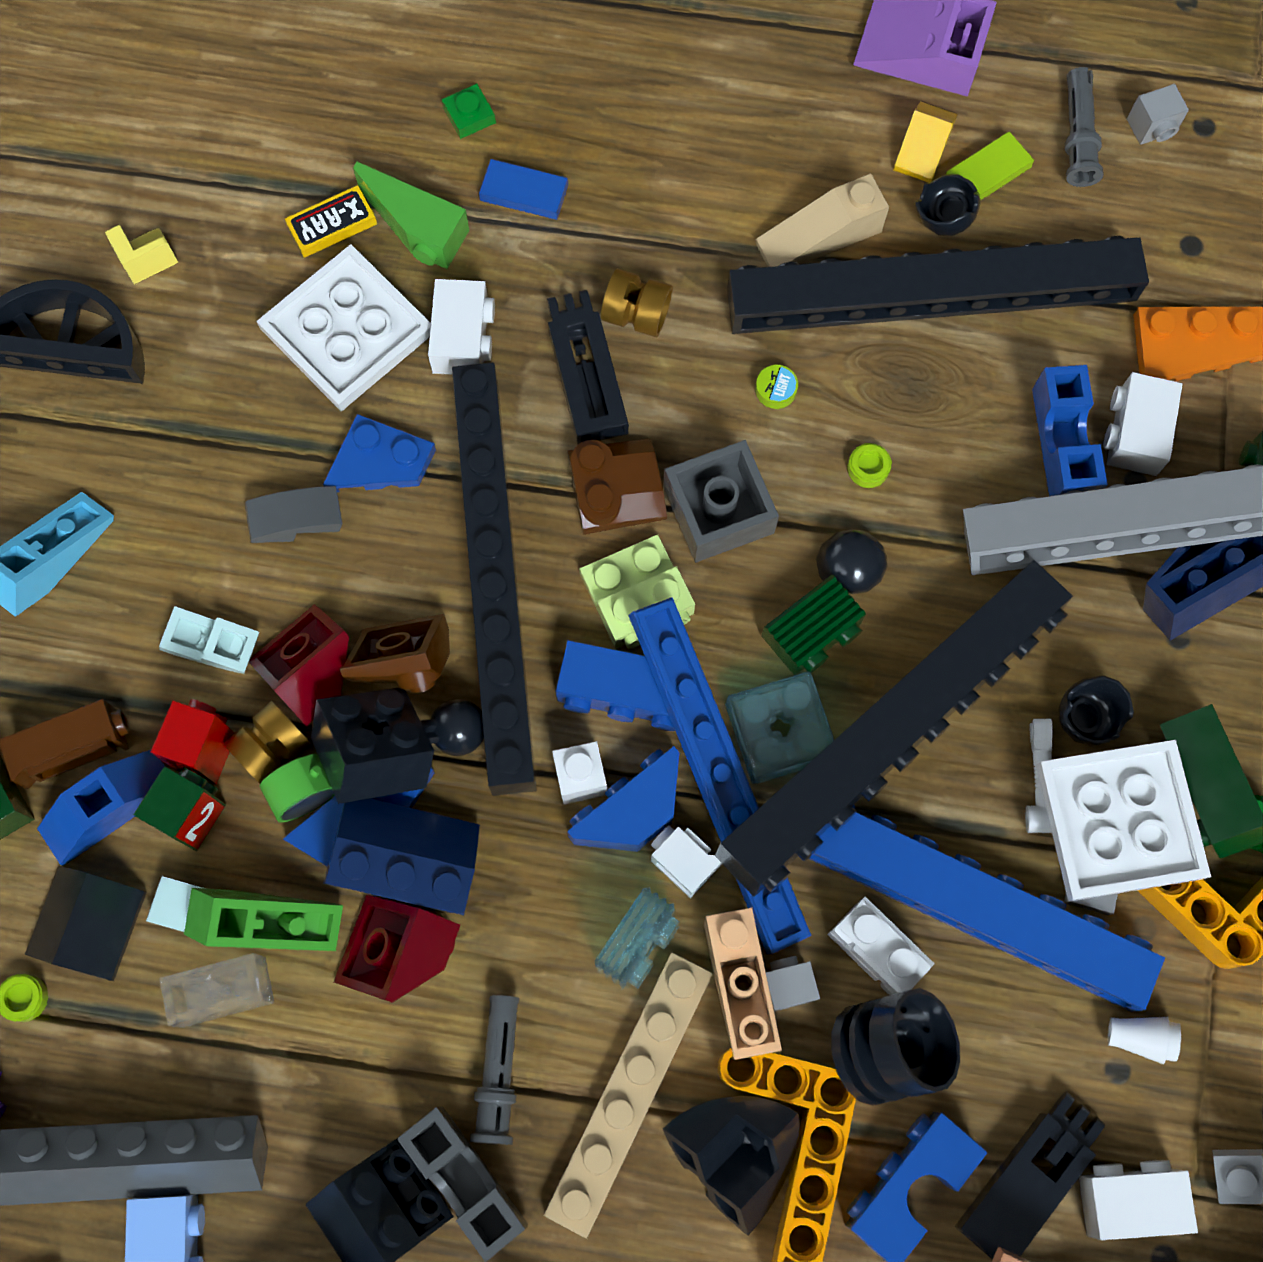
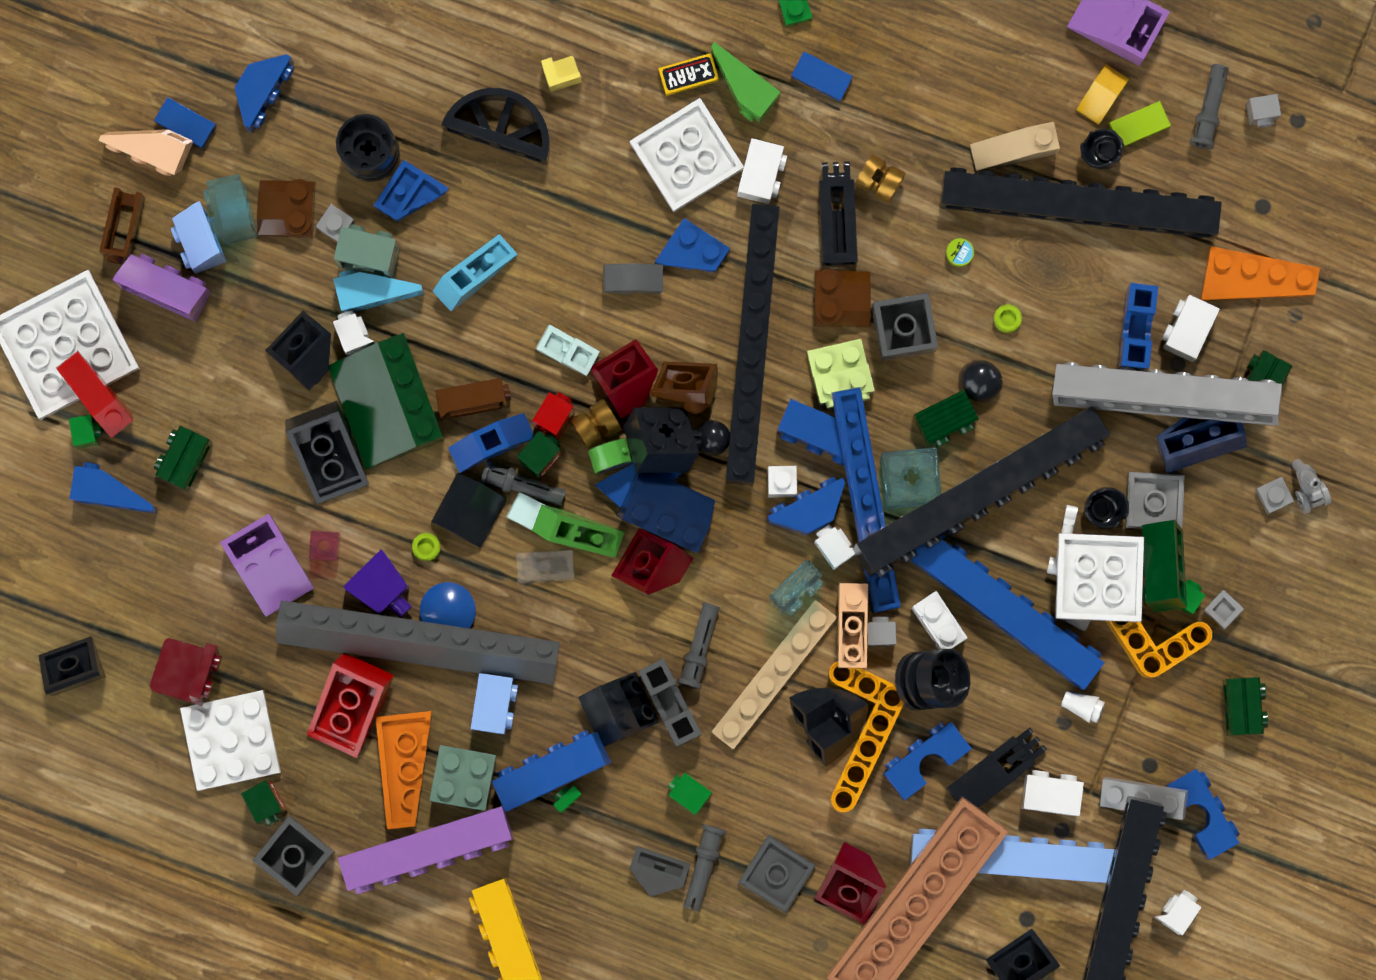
camera: 10 degrees right, 10 degrees up
(68, 1091) = (448, 605): none -> blue dish
(143, 860) = (508, 479): none -> dark grey pin
(1162, 683) = (1154, 498): none -> light grey tile

